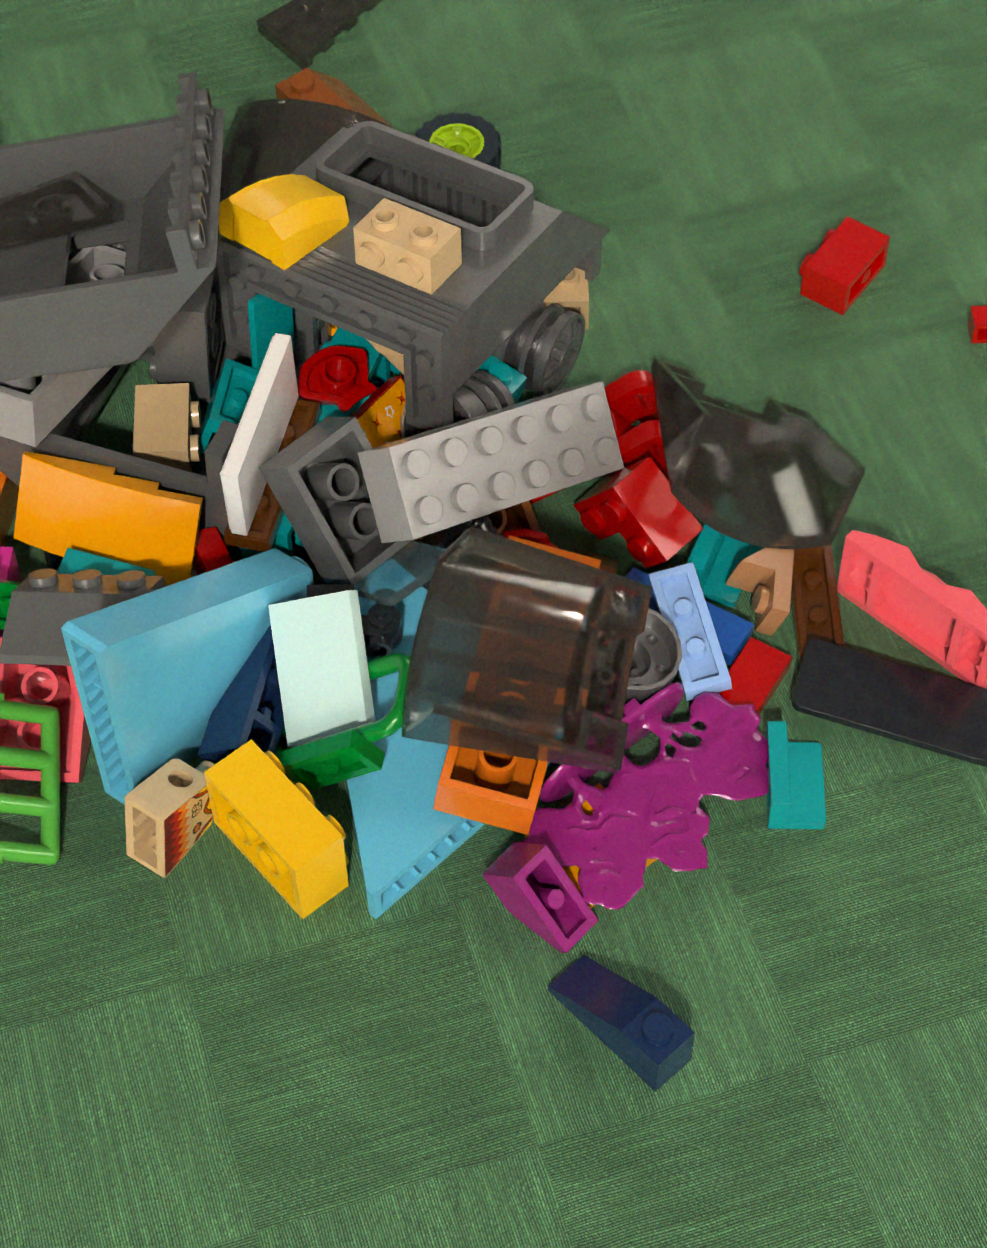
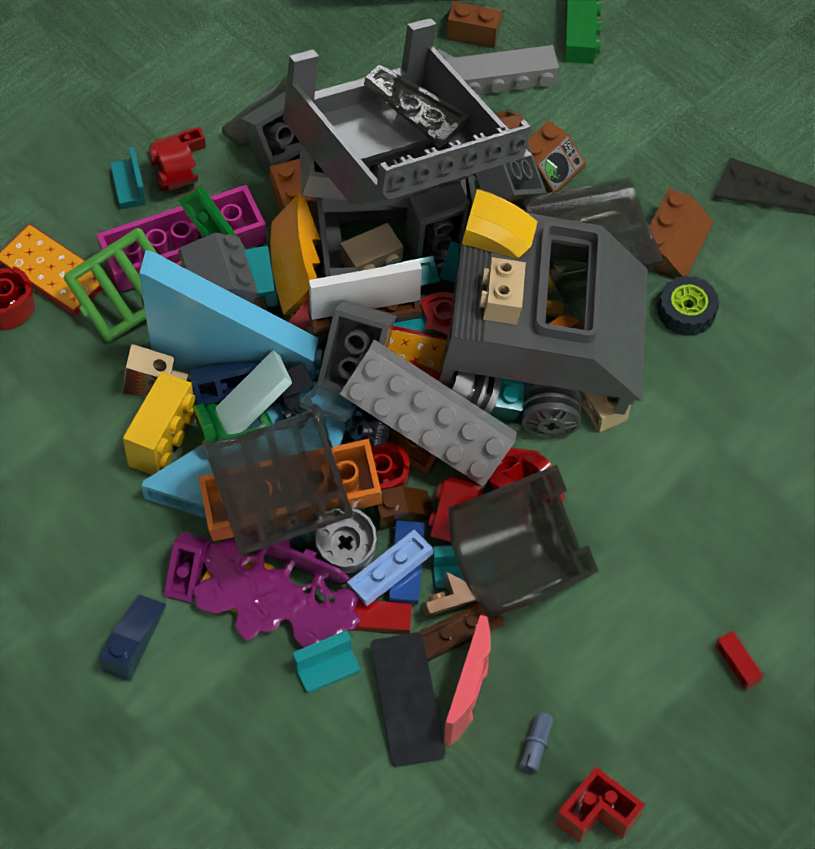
camera: 60 degrees right, 5 degrees up
(843, 265) = (726, 547): red brick -> none

